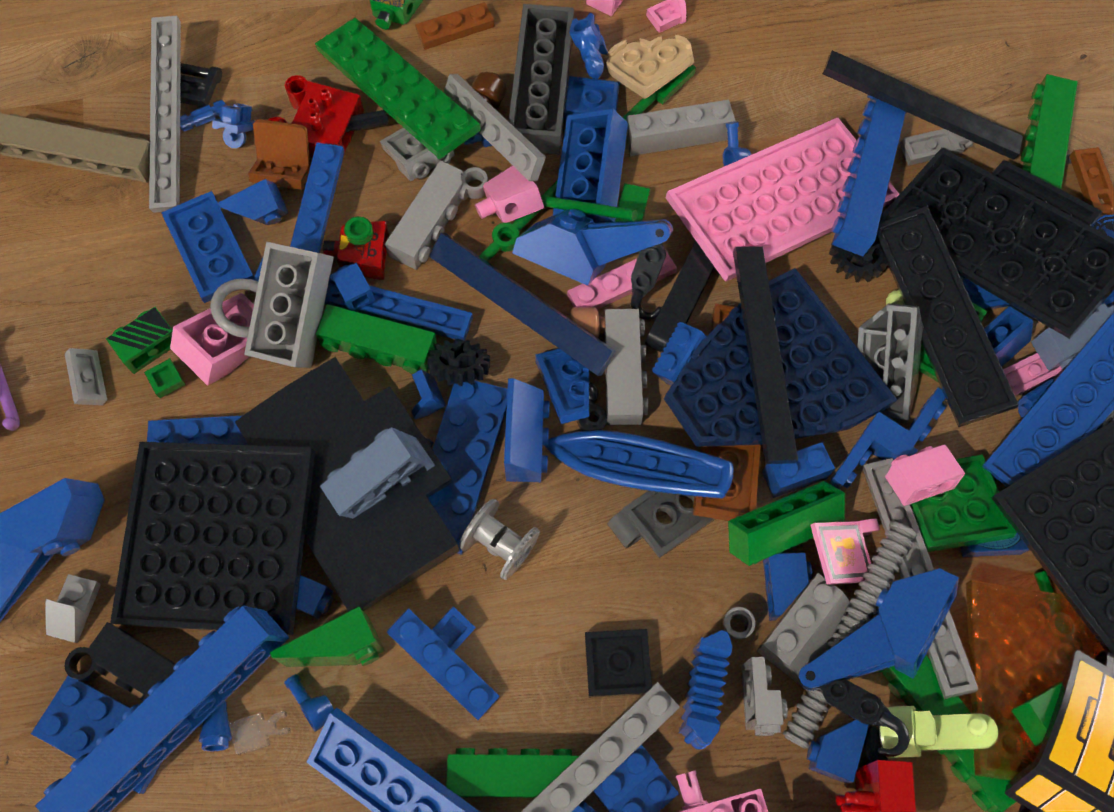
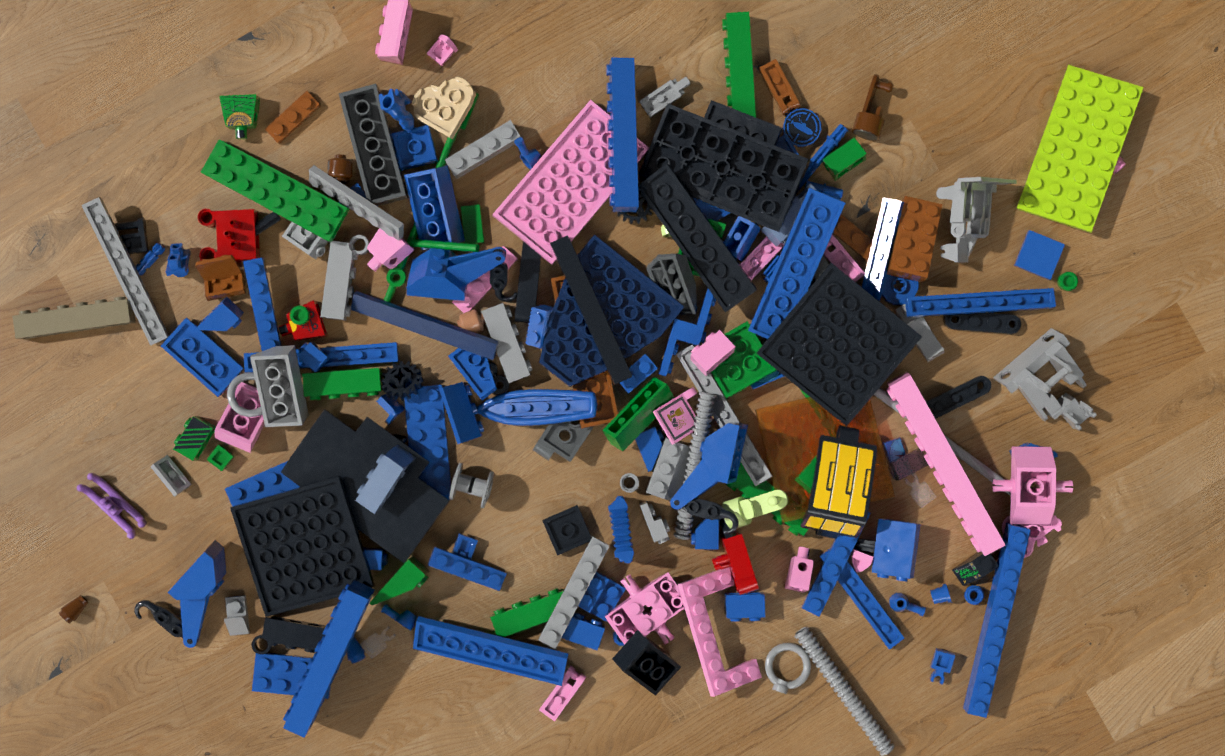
camera: 20 degrees left, 20 degrees up
(923, 105) = (645, 75): black tile -> none

